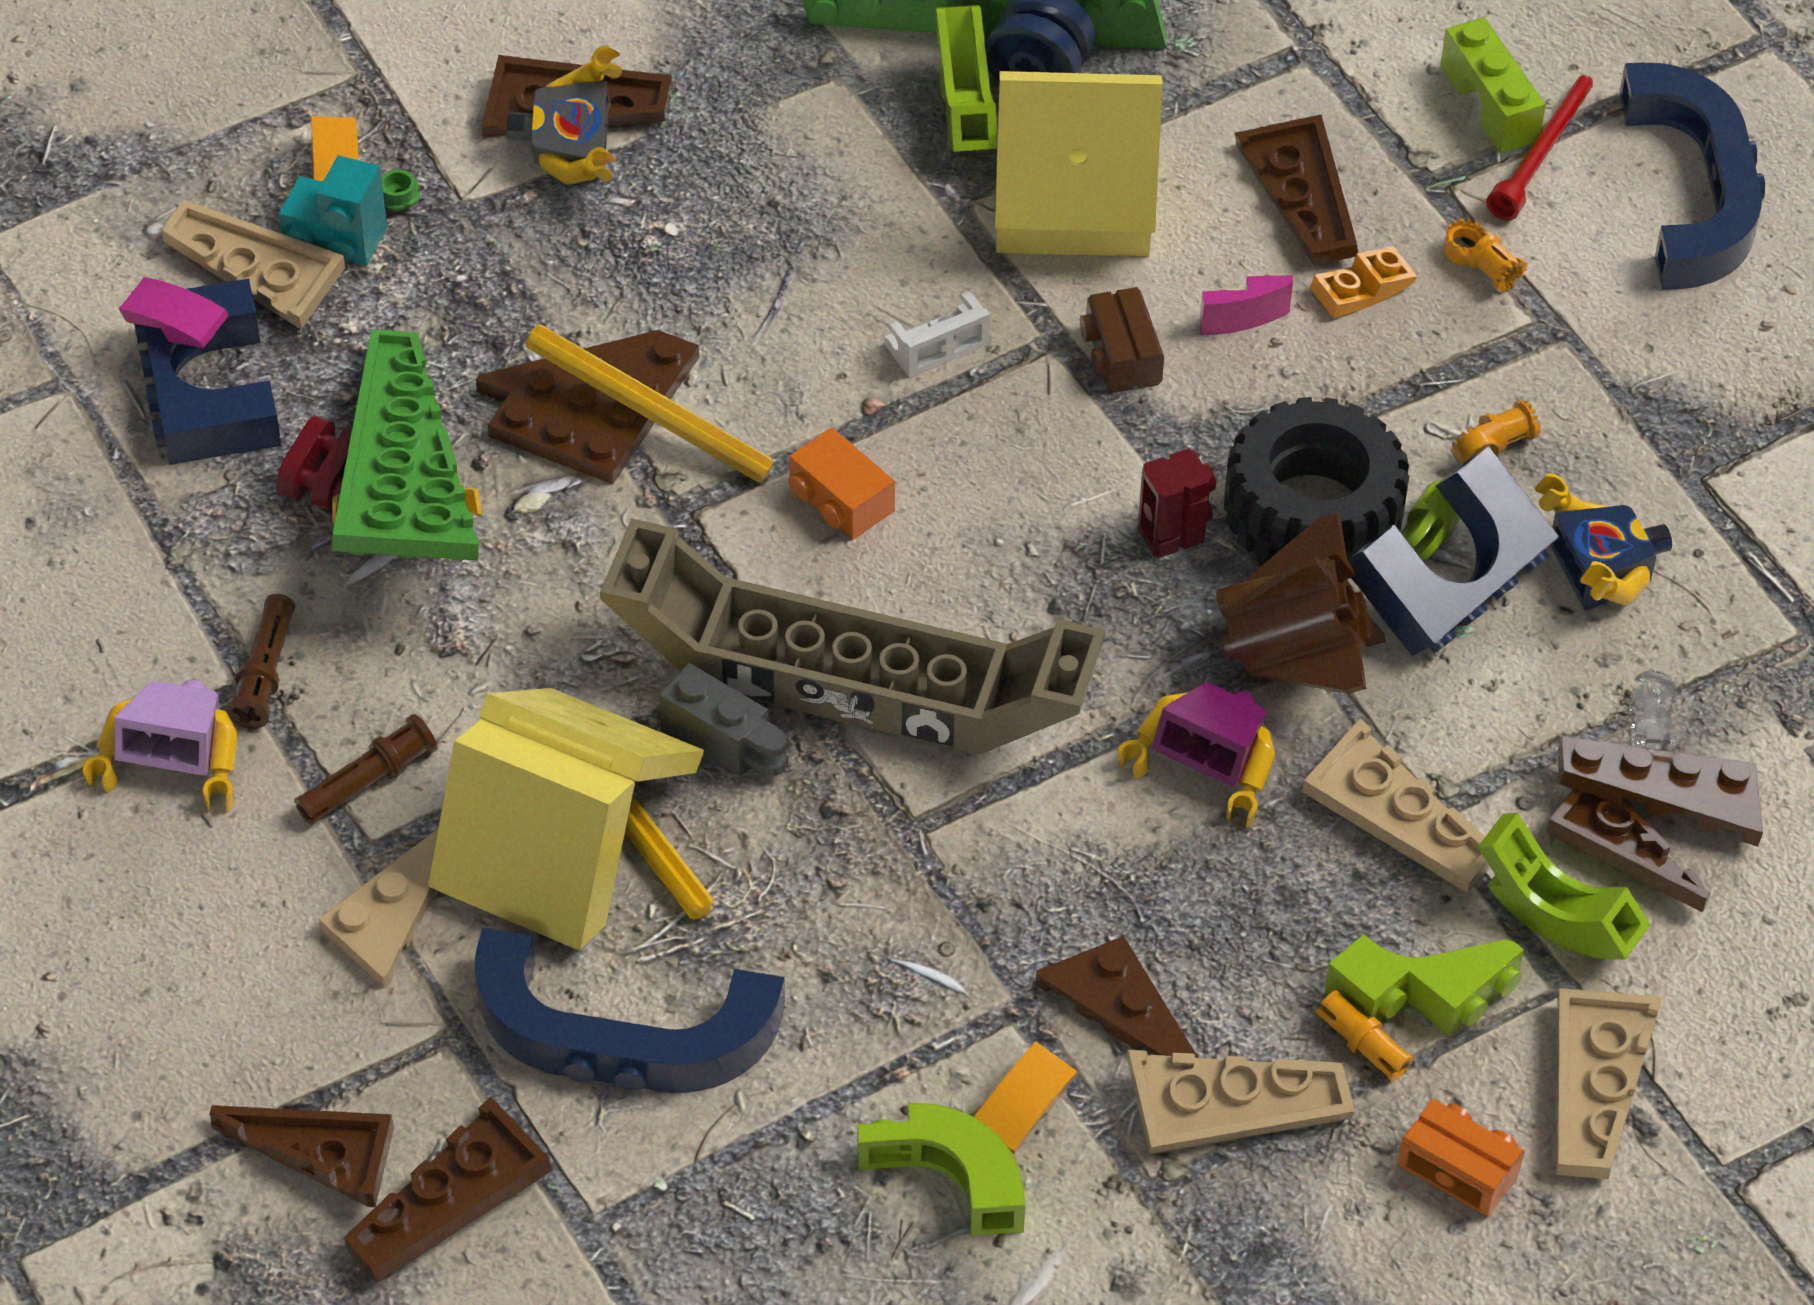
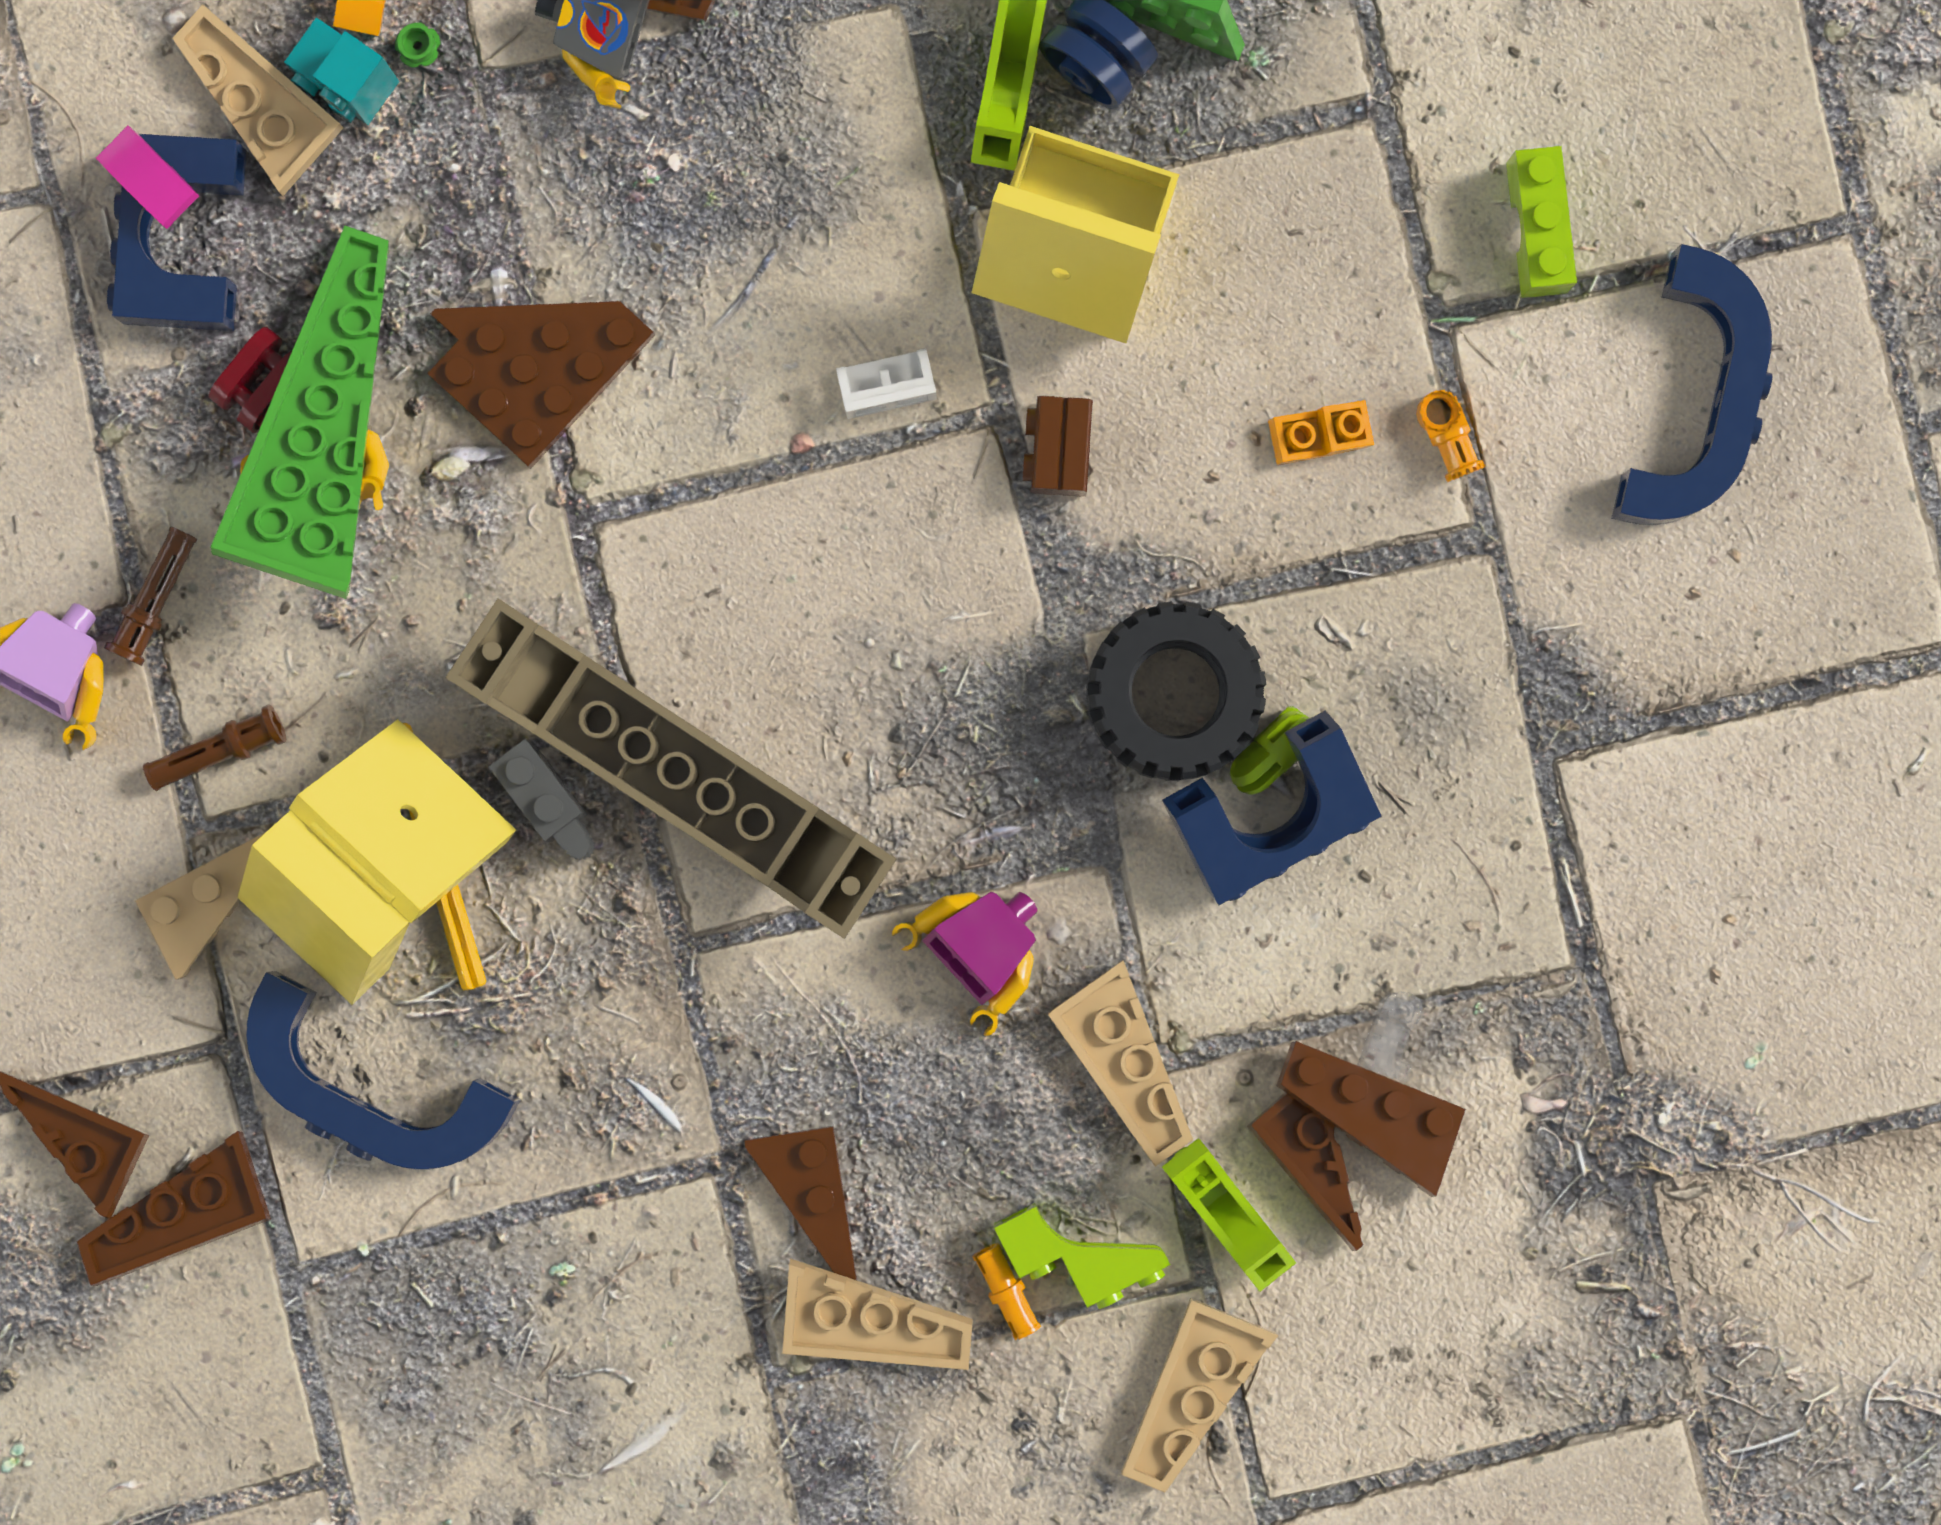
camera: 15 degrees right, 35 degrees up
(649, 403) = (578, 403): yellow axle -> none
(841, 483) = (736, 546): orange brick -> none
(961, 1150) = (623, 1309): lime arch -> none
(1026, 1095) = (691, 1269): light orange slope -> none
(1175, 502) = (1036, 675): dark red brick -> none
(1238, 310) = (1210, 434): dark pink slope -> none
(1301, 616) = (1100, 855): reddish brown brick -> none
(1303, 183) = (1307, 283): reddish brown wing -> none
(1461, 1156) = (1043, 1440): orange brick -> none
(1498, 431) = (1380, 662): light orange connector -> none
(1509, 196) = (1503, 368): red piece -> none
(1601, 546) = (1421, 835): torso -> none

